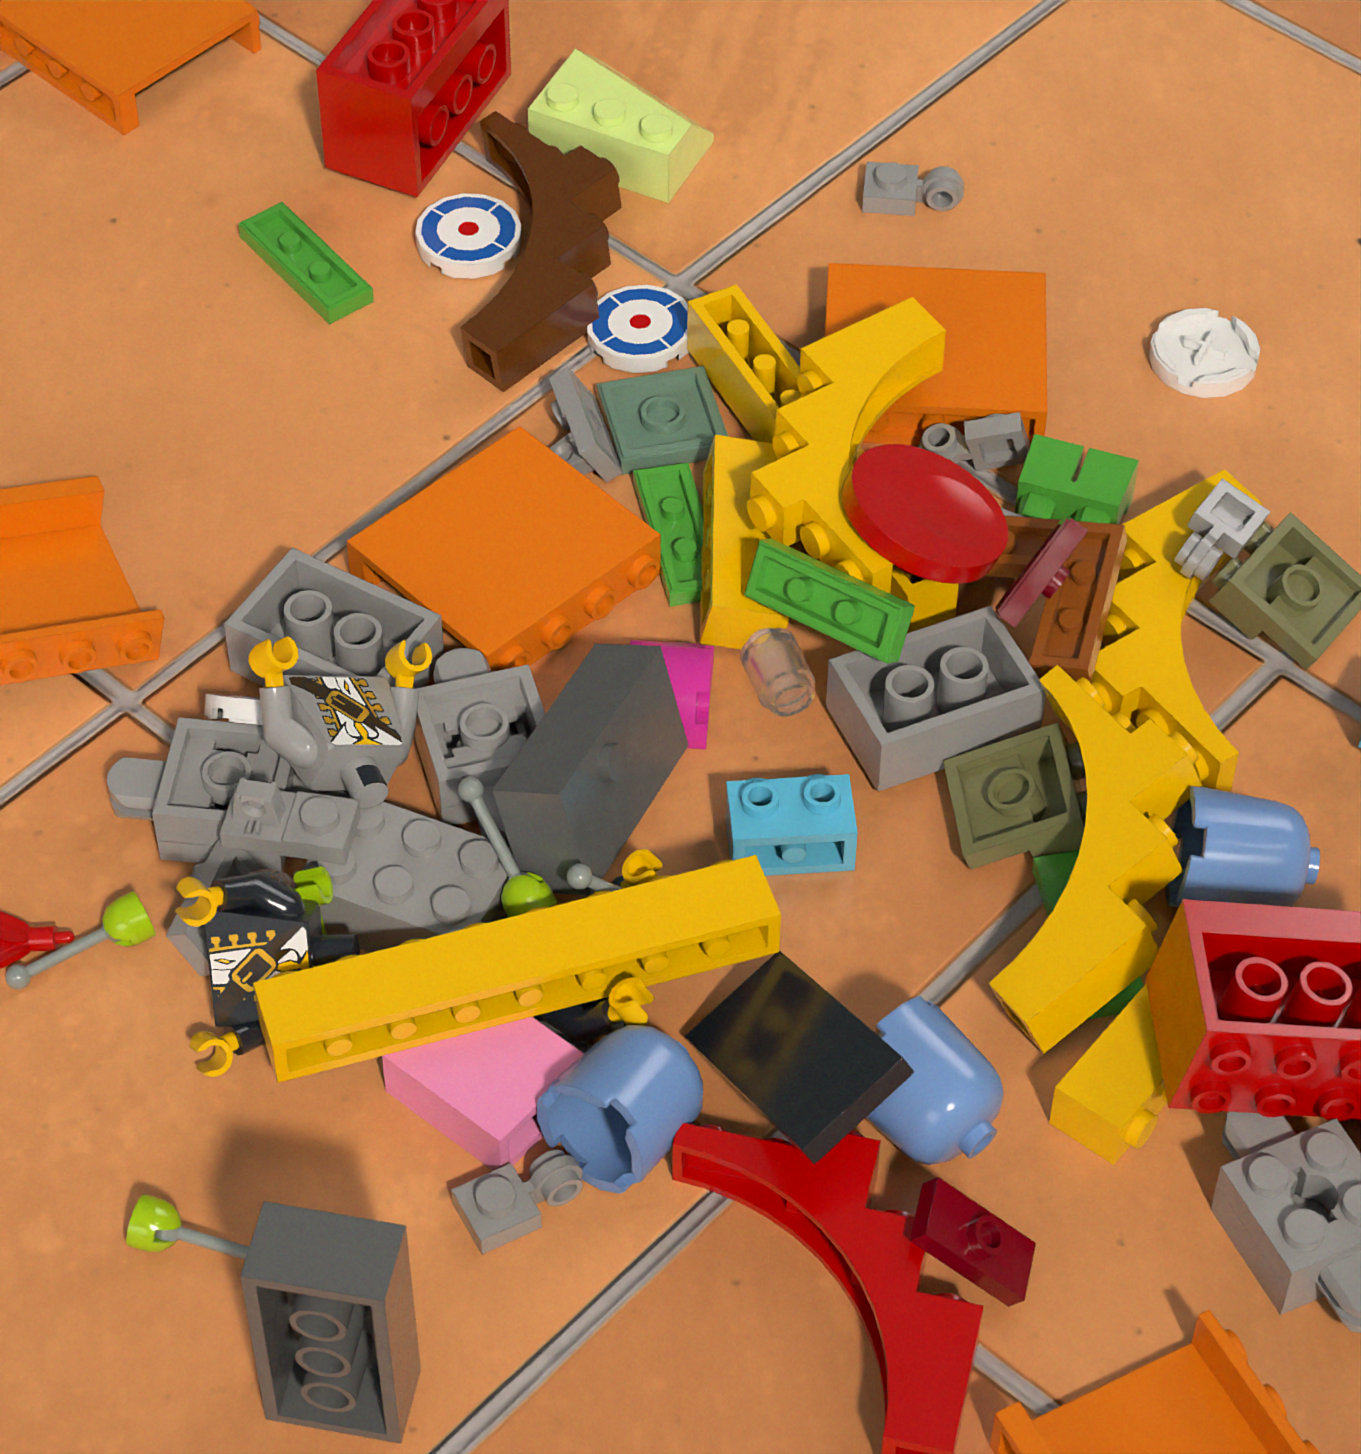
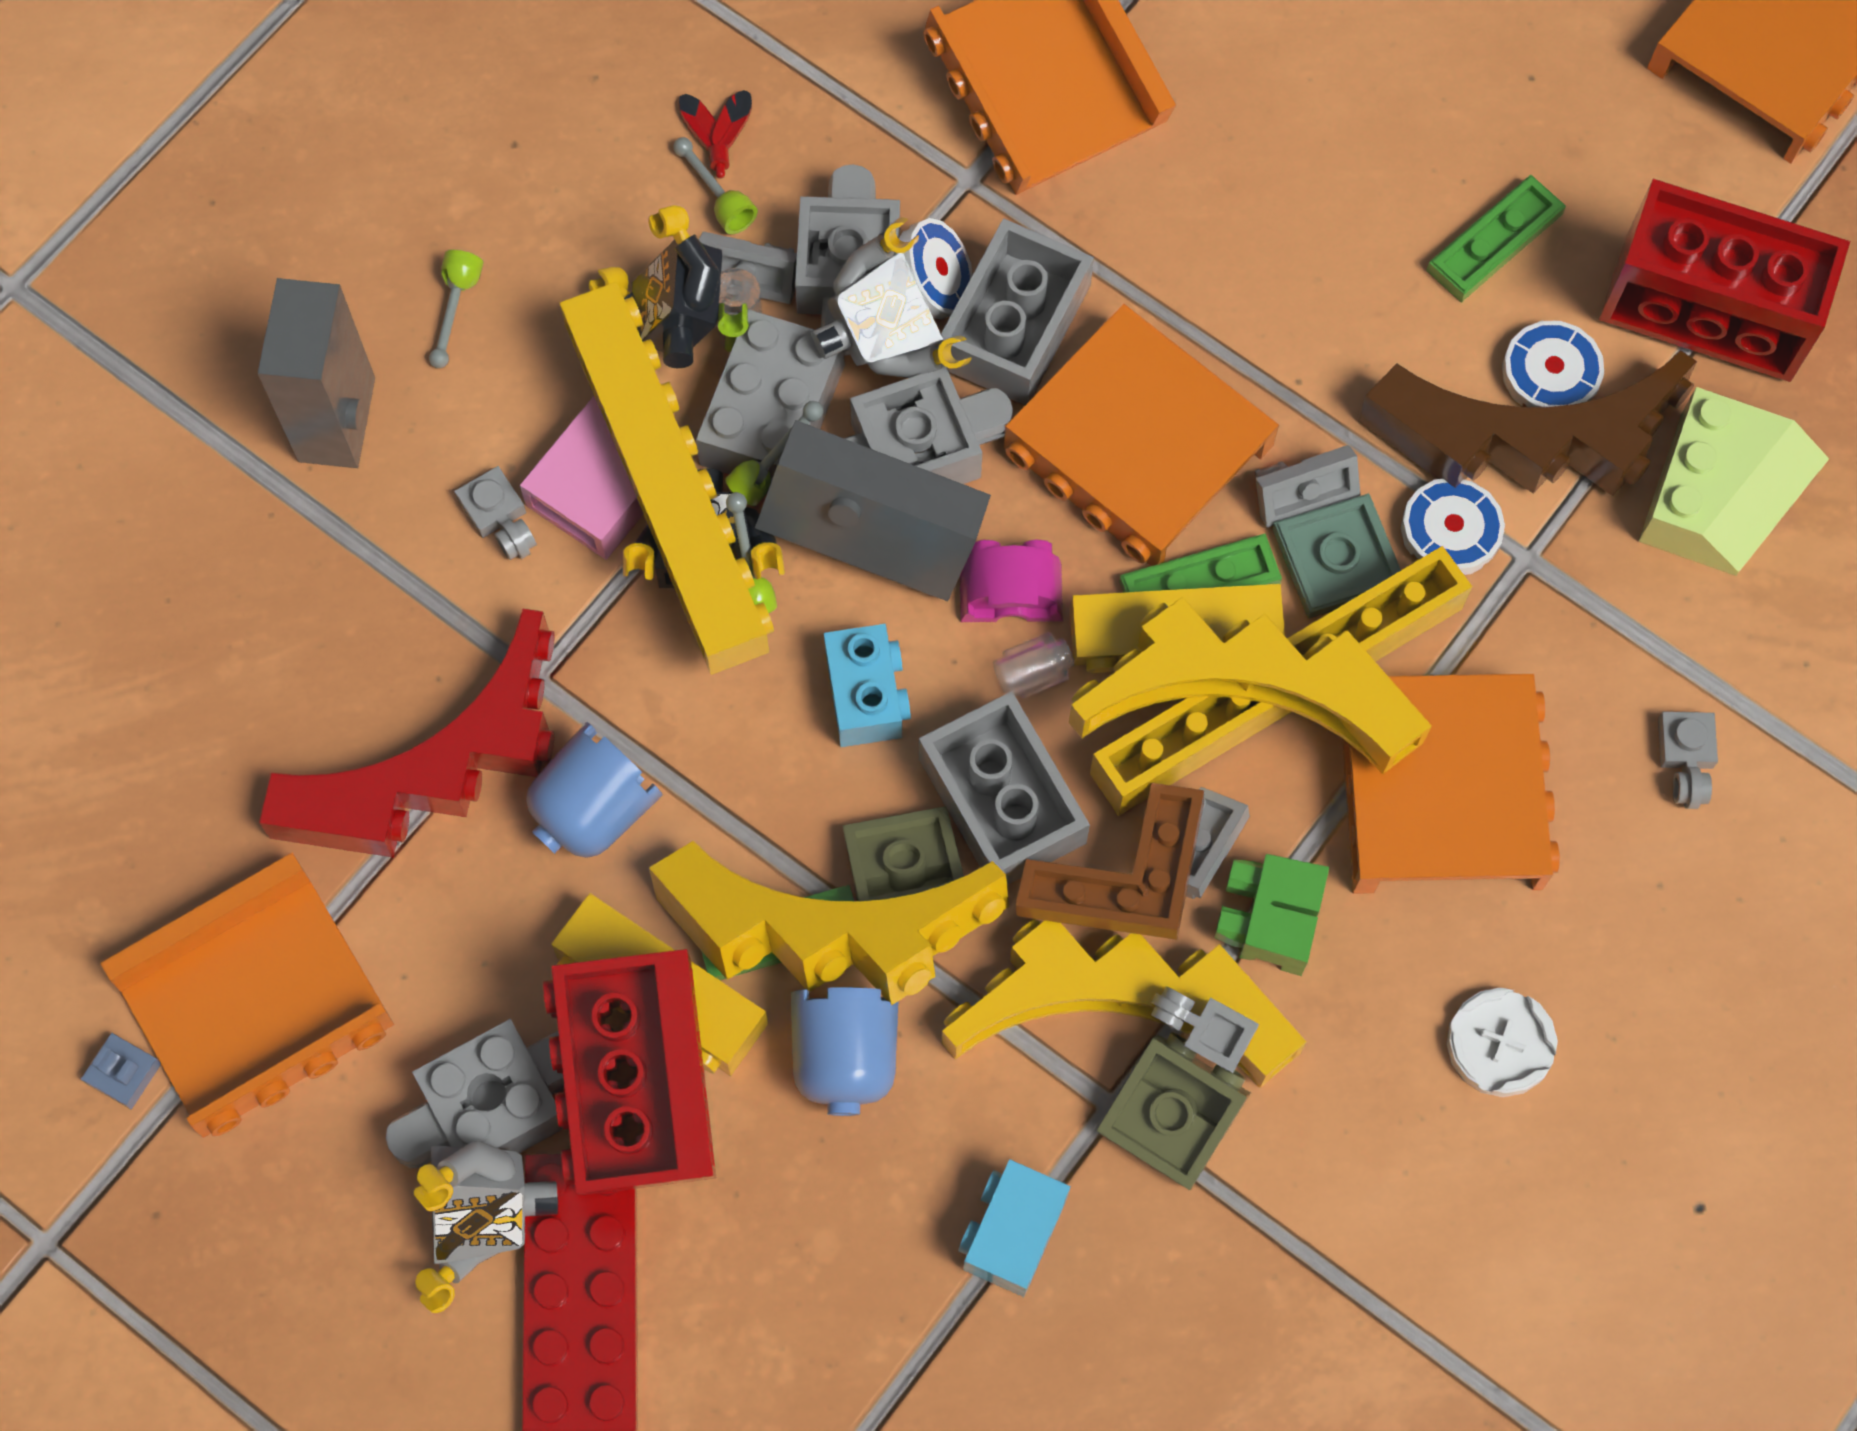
camera: 85 degrees right, 20 degrees up
(290, 822) = (789, 292): light grey hinge -> none
(622, 1105) = (564, 573): medium blue cylinder -> none
(799, 1056) = (595, 688): black tile -> none
(829, 600) = (1062, 680): bright green tile -> none
(924, 513) = (1159, 749): red piece -> none
(973, 1242) = (450, 837): dark red plate -> none
(988, 441) = (1328, 799): light grey plate -> none
(1043, 572) = (1109, 857): dark red plate -> none

